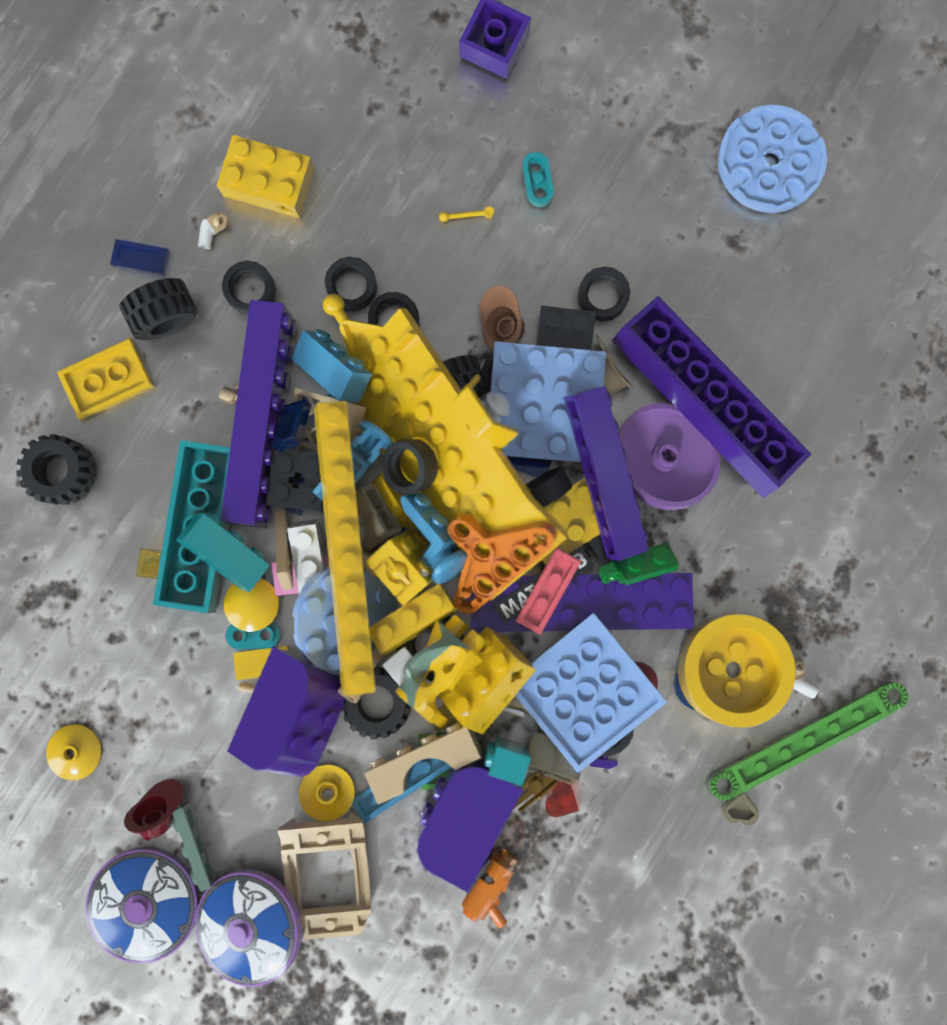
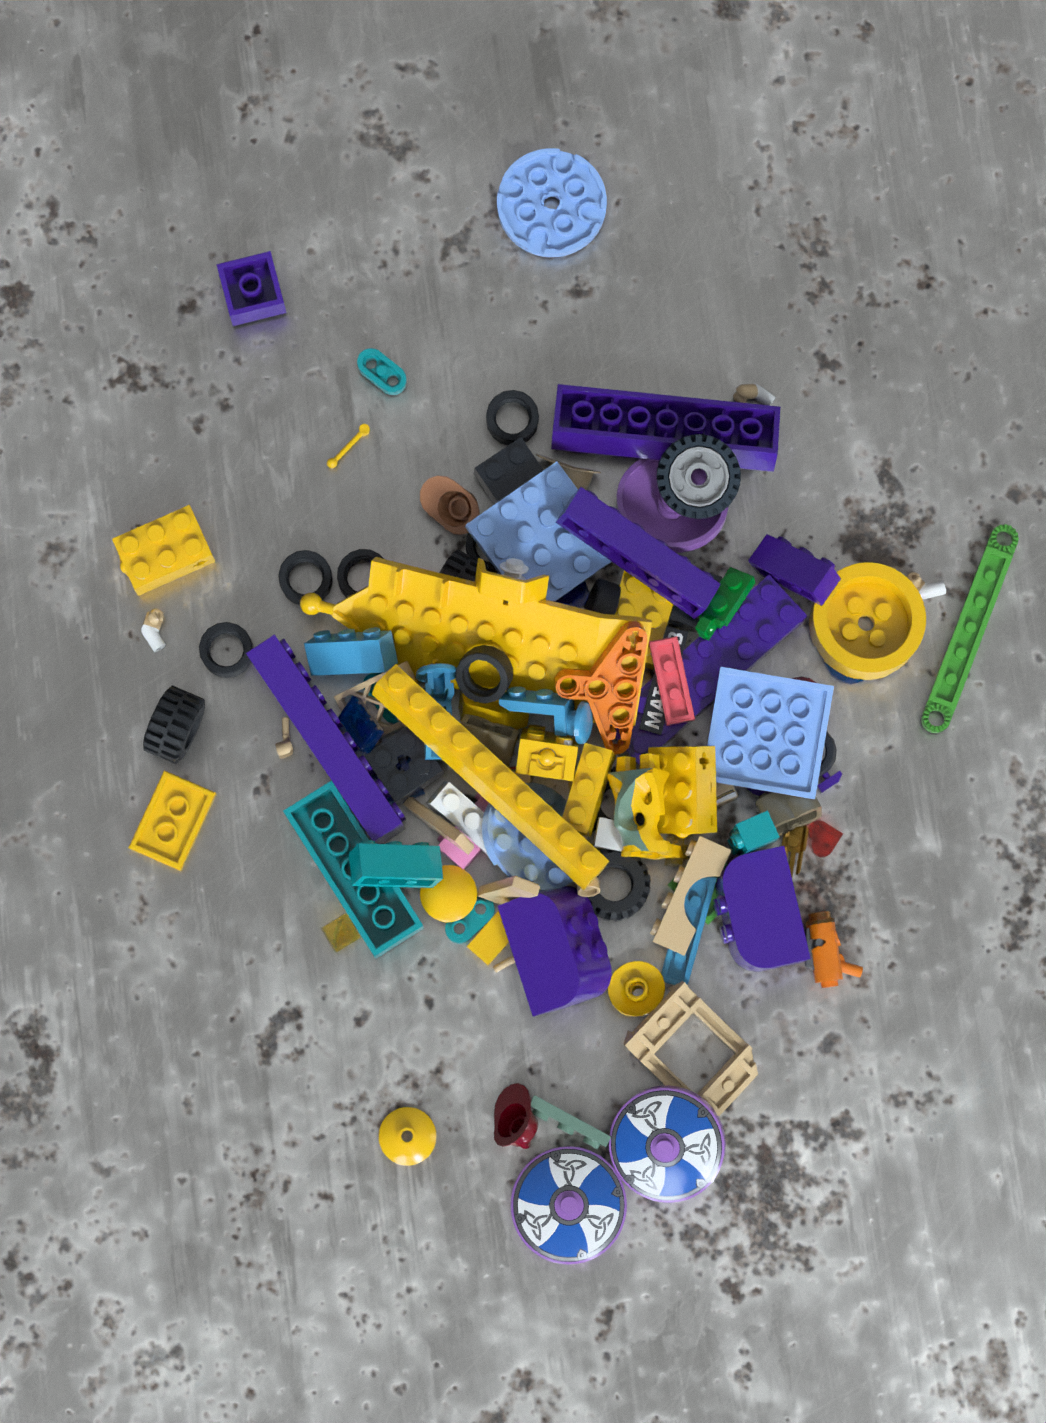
camera: 45 degrees left, 5 degrees down
(35, 465) = (177, 912): black tyre -> none
(140, 257) = (114, 701): clear blue tile -> none
(289, 643) = (508, 889): none -> tan tile
(707, 477) = (721, 481): none -> wheel
(716, 585) = (795, 568): none -> dark purple brick
(740, 809) = (964, 726): dark tan tile -> none
(800, 425) = (753, 391): none -> arm

